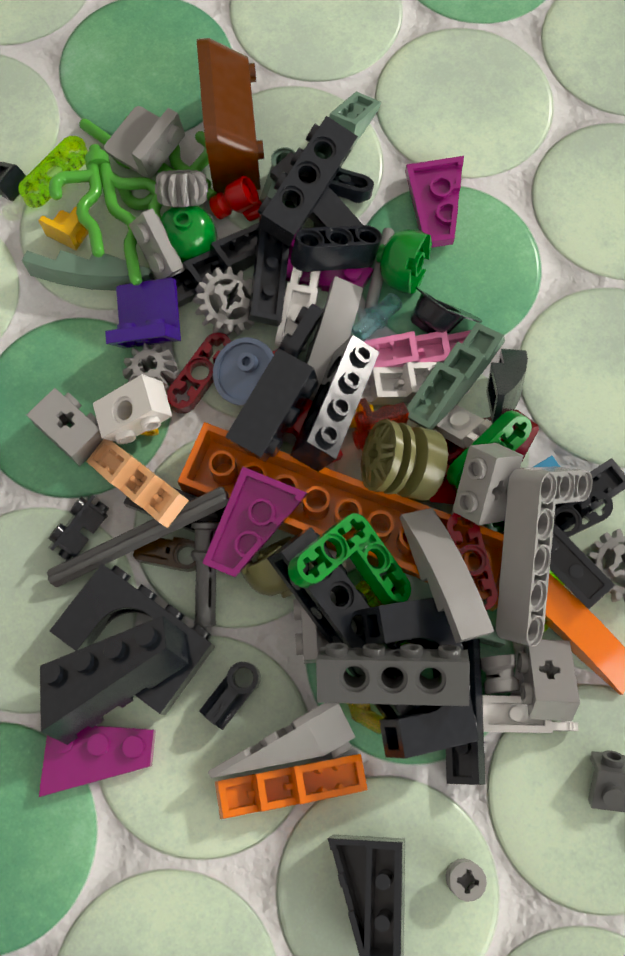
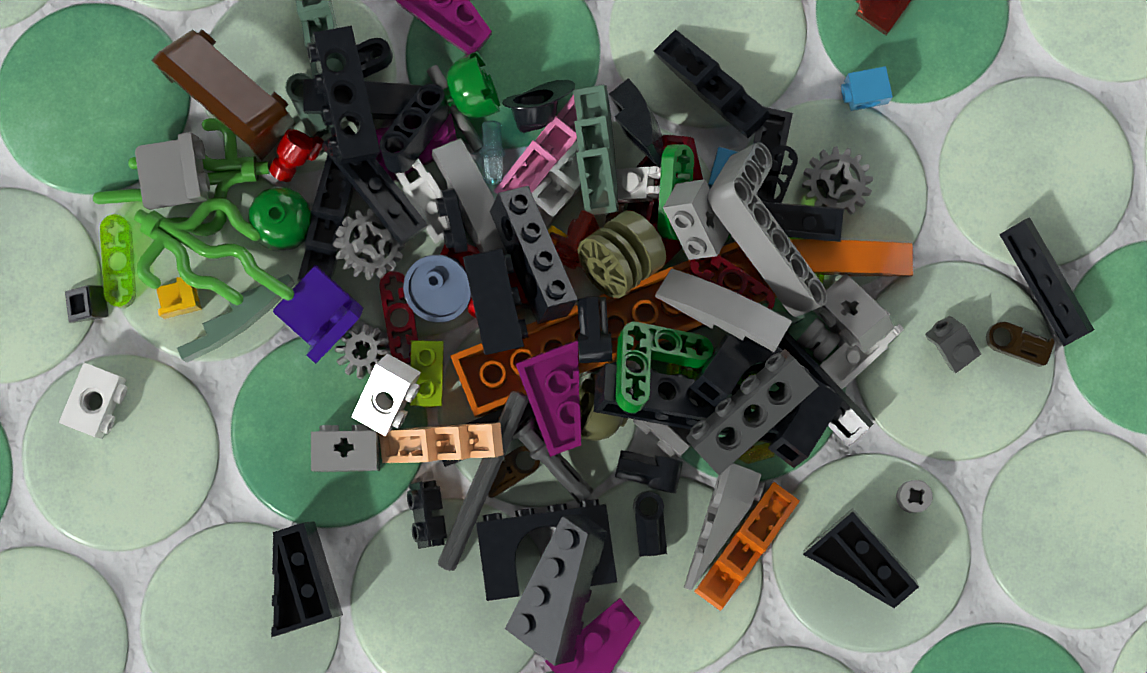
camera: 40 degrees left, 10 degrees up
(156, 245) = (278, 254): light grey bracket -> none
(181, 188) = (248, 188): light grey gear -> none
(185, 418) = (428, 359): none -> lime hinge
(274, 656) = (656, 471): none -> black piece
(321, 506) = (594, 338): none -> black piece
(586, 411) = (711, 83): none -> black slope

